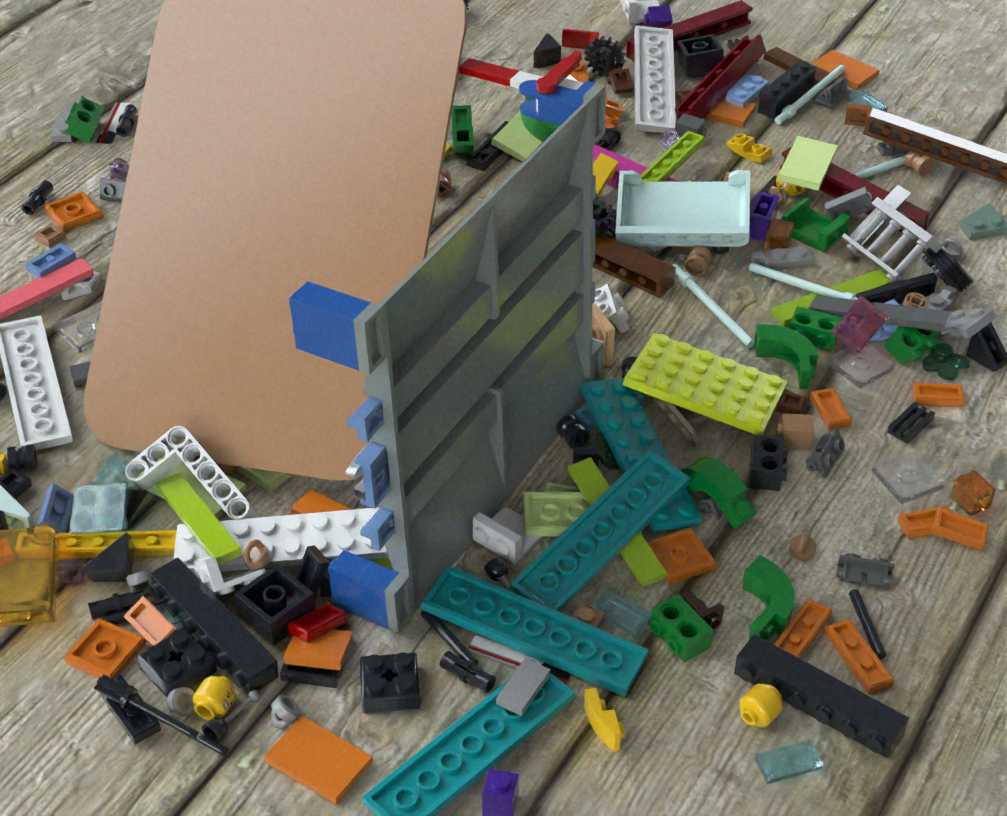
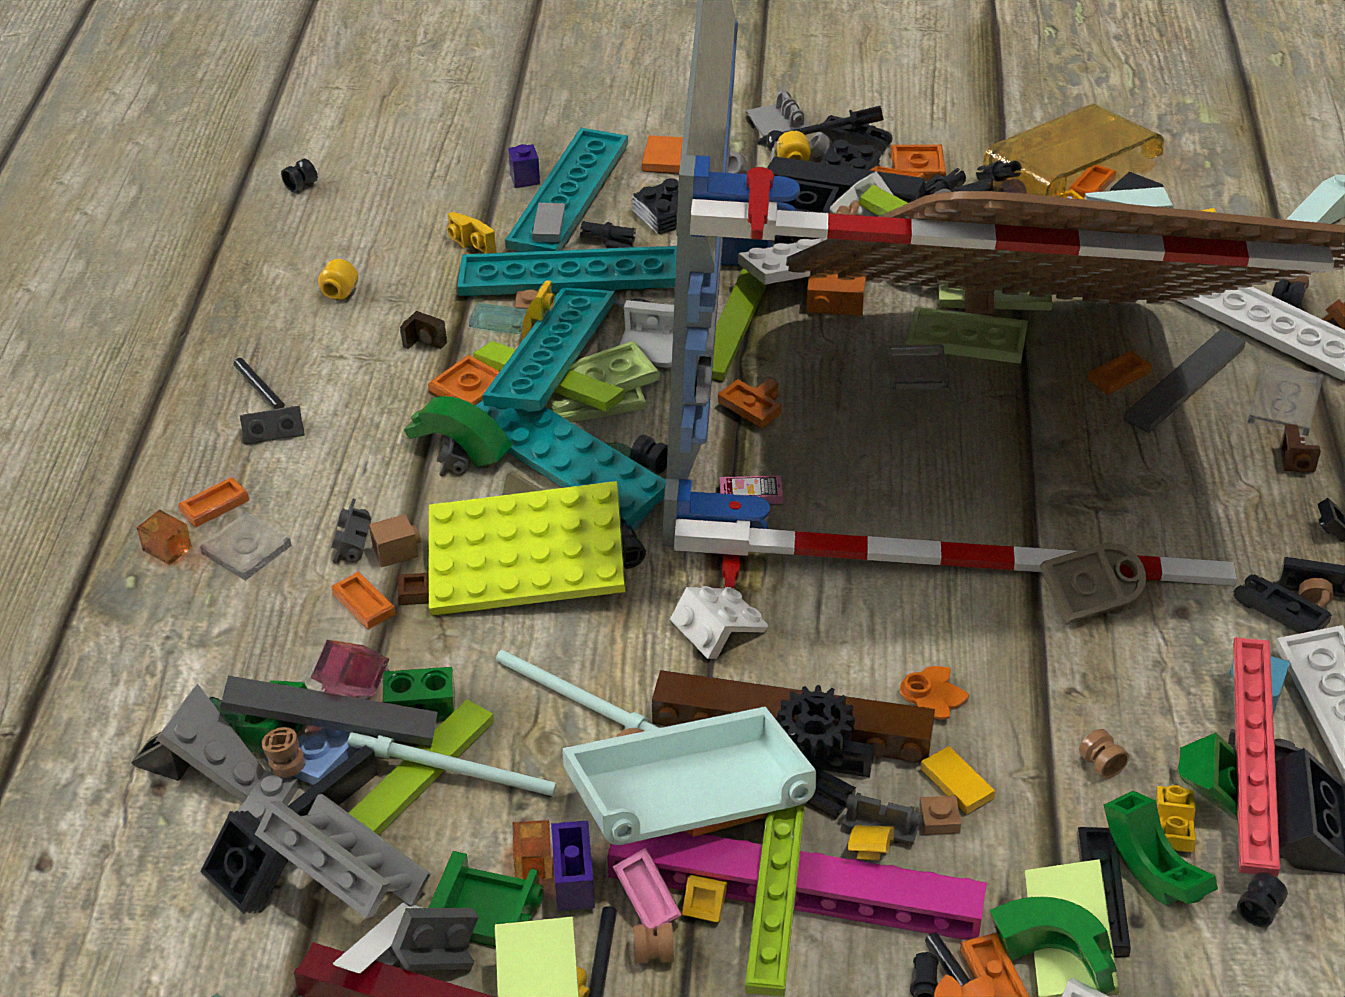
camera: 155 degrees right, 0 degrees up
(64, 580) = (999, 170): none -> black pin
(179, 771) = (781, 116): none -> light grey hinge
(583, 453) = (618, 427): black tile -> none
(594, 573) = (538, 308): none -> yellow slope
(604, 331) = (690, 557): light nougat tile -> none
(681, 628) = (451, 310): green brick -> none
(767, 463) = (414, 490): black brick -> none
(775, 191) = (581, 944): medium nougat tile -> none
(775, 590) = (358, 372): green arch -> none
(783, 258) = (495, 832): light grey hinge -> none
(788, 761) = (301, 265): clear light blue tile -> none
(789, 346) = (468, 653): green arch -> none
(802, 547) = (345, 428): medium nougat tile -> none
(804, 628) = (322, 358): orange tile -> none
(822, 696) = (288, 305): black brick -> none
(859, 656) = (261, 357): orange tile -> none
(903, 427) = (250, 613): black tile -> none
(938, 394) = (214, 671): orange tile -> none
(953, 247) = (246, 945): light grey tile -> none
(959, 528) = (175, 493): orange tile -> none

